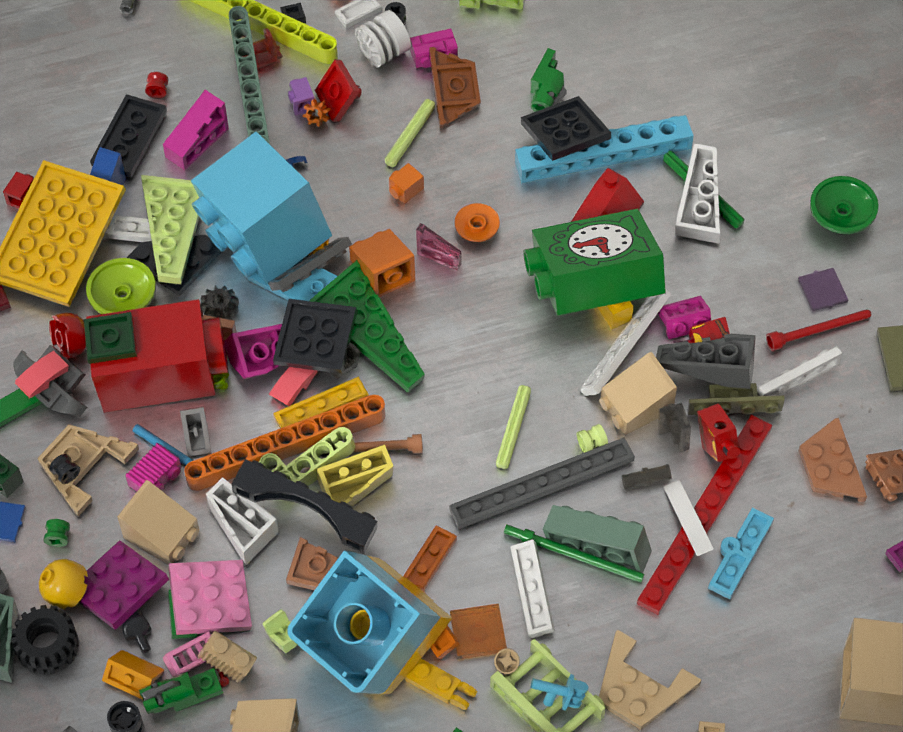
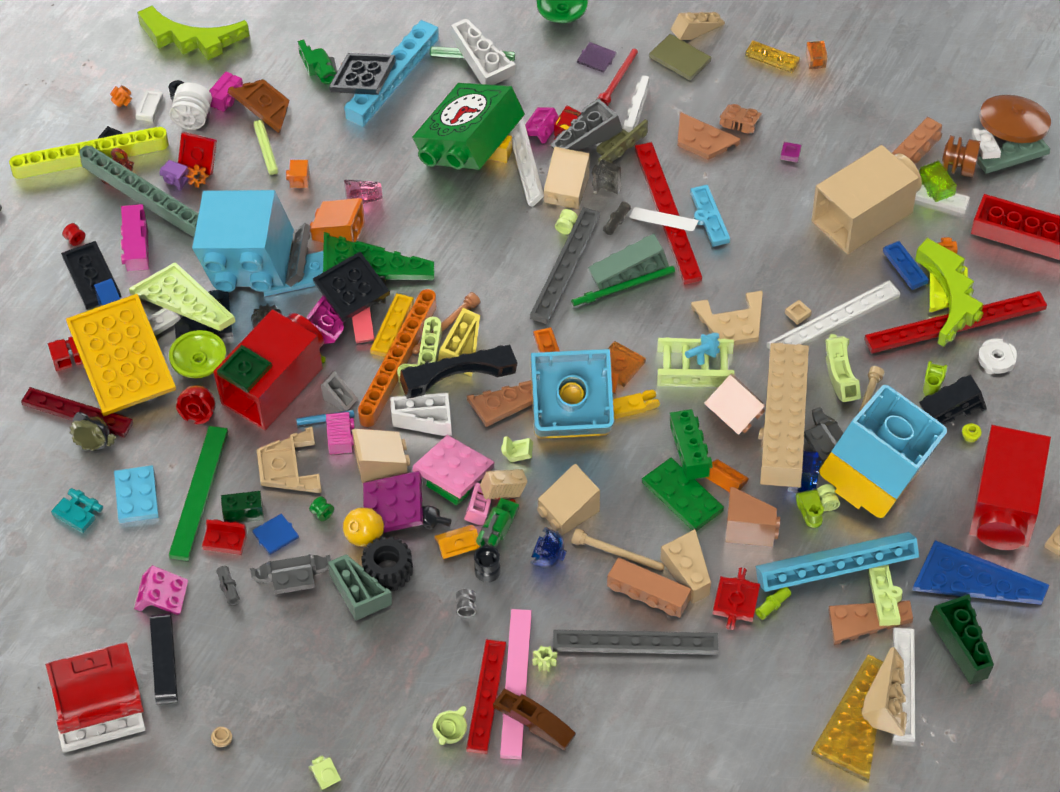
camera: 45 degrees left, 5 degrees down
(39, 374) = (213, 431): coral slope -> none
(59, 394) = (215, 433): dark grey plate -> none
(64, 468) = (288, 469): black wheel -> none
(477, 215) = (366, 163): orange dish -> none
(504, 663) = (658, 359): tan wheel -> none
(513, 427) = (514, 250): yellowish green axle -> none
(532, 589) = (624, 318): white plate -> none
(609, 195) = (427, 95): red wedge -> none
(718, 441) = (635, 163): red torso -> none

